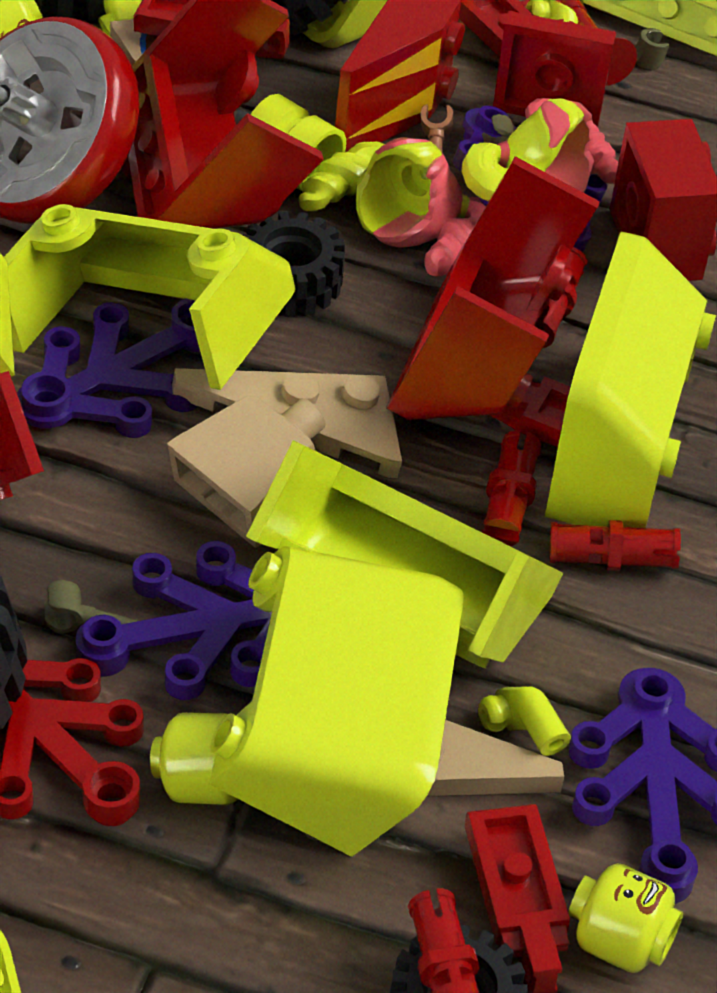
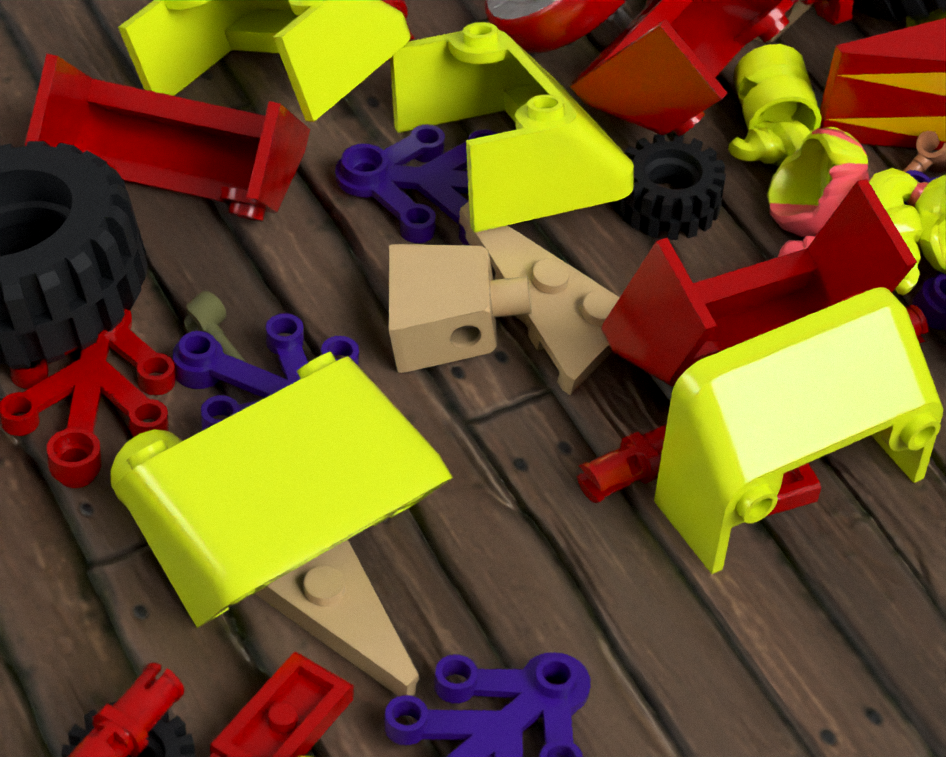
camera: 45 degrees right, 0 degrees up
(349, 515) = (493, 426): neon yellow windscreen -> none
(525, 710) = (436, 623): neon yellow arm -> none
(614, 545) = (669, 554): red pin -> none

